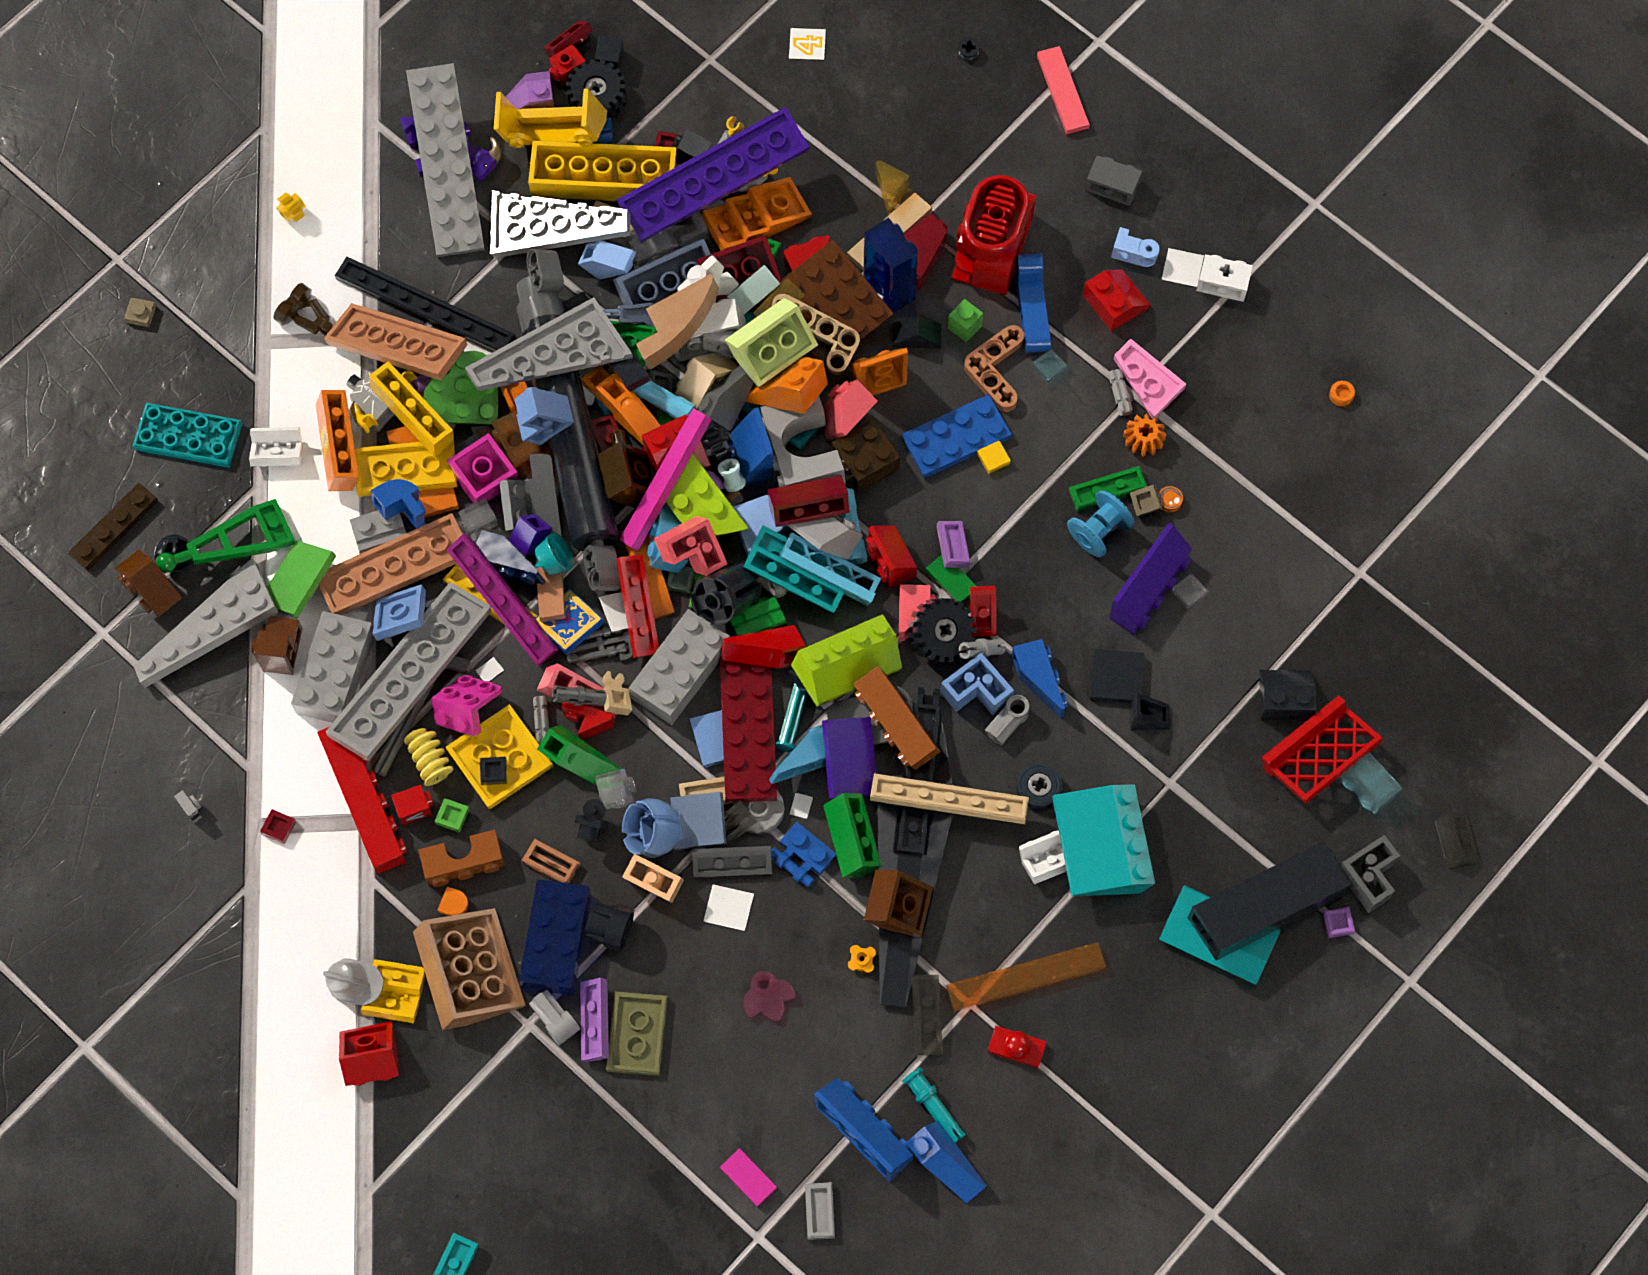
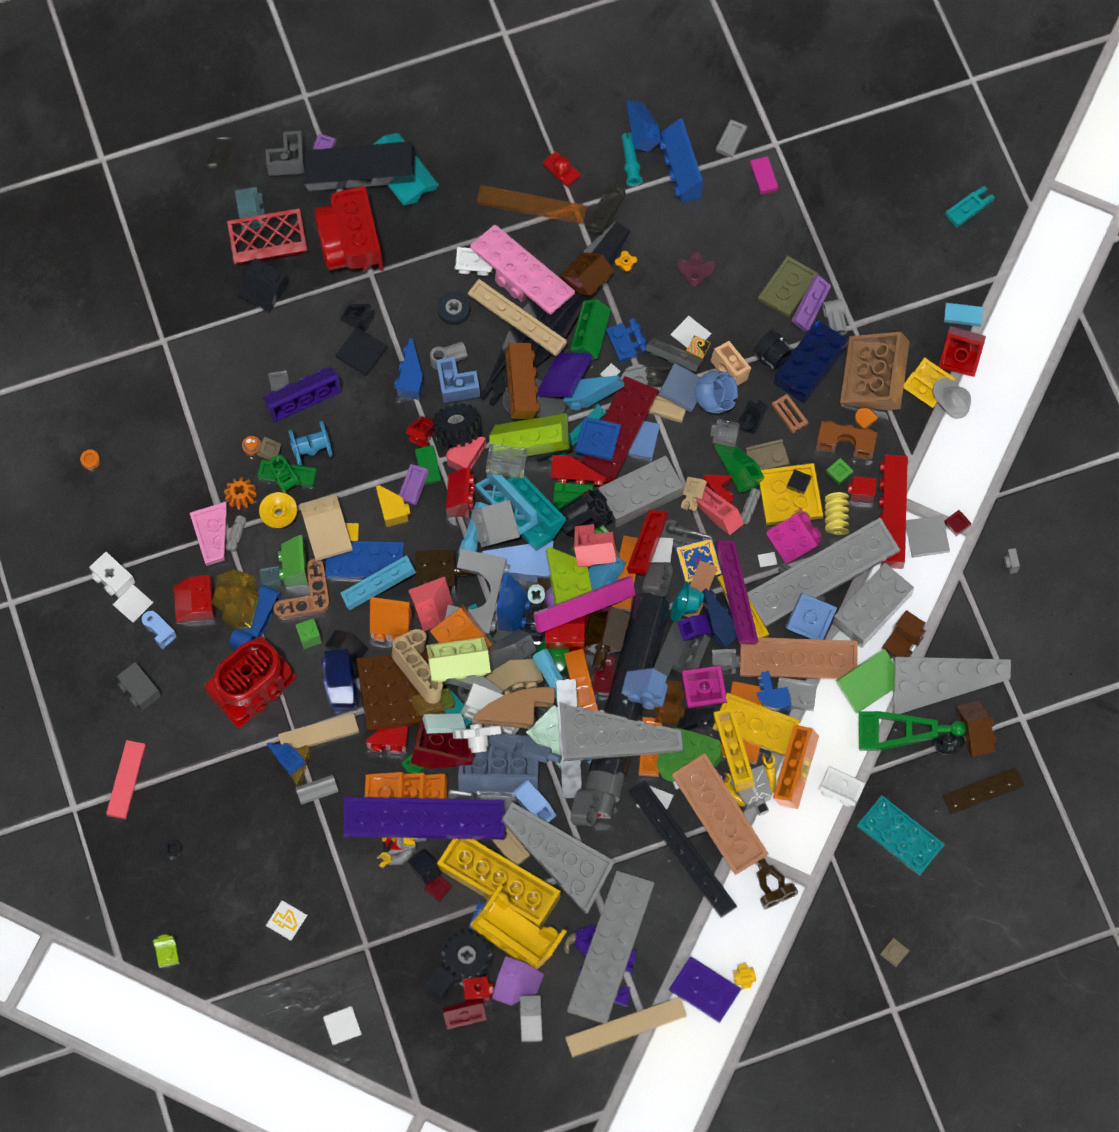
camera: 150 degrees left, 0 degrees up
(308, 790) = (927, 536): none -> light grey tile
(330, 181) = (705, 989): none -> dark purple tile
(380, 120) = (626, 1027): none -> tan tile
(391, 1110) = (963, 314): none -> medium azure tile
(498, 70) = (531, 1018): none -> light grey slope
(551, 793) = (769, 455): none -> dark tan plate
(578, 695) = (719, 495): dark grey pin -> none
(708, 889) = (698, 347): none -> tile
(764, 699) = (598, 439): none -> blue tile
(808, 501) = (496, 541): dark red brick -> none
(853, 173) = (317, 789): none -> light grey axle
(855, 607) = (506, 461): none -> clear brick
(902, 177) = (287, 756): none -> blue slope
(921, 409) = (378, 582): none -> medium azure plate
(929, 239) = (306, 704): dark red slope -> none
(960, 504) = (392, 507): none -> yellow slope
(982, 868) = (520, 271): none -> bright pink bracket
(983, 646) = (438, 402): light grey pin -> none
(1019, 439) = (326, 527): none -> tan slope
(1031, 386) = (293, 562): none -> bright green slope
(1059, 304) = (237, 603): none -> clear yellow brick
(1082, 337) = (235, 577): none -> clear yellow slope
(1089, 427) = (274, 503): none -> yellow dish
(1103, 841) = (436, 248): teal slope -> none
(1104, 471) = (284, 476): none -> green piece
(1221, 796) = (348, 231): none -> red brick

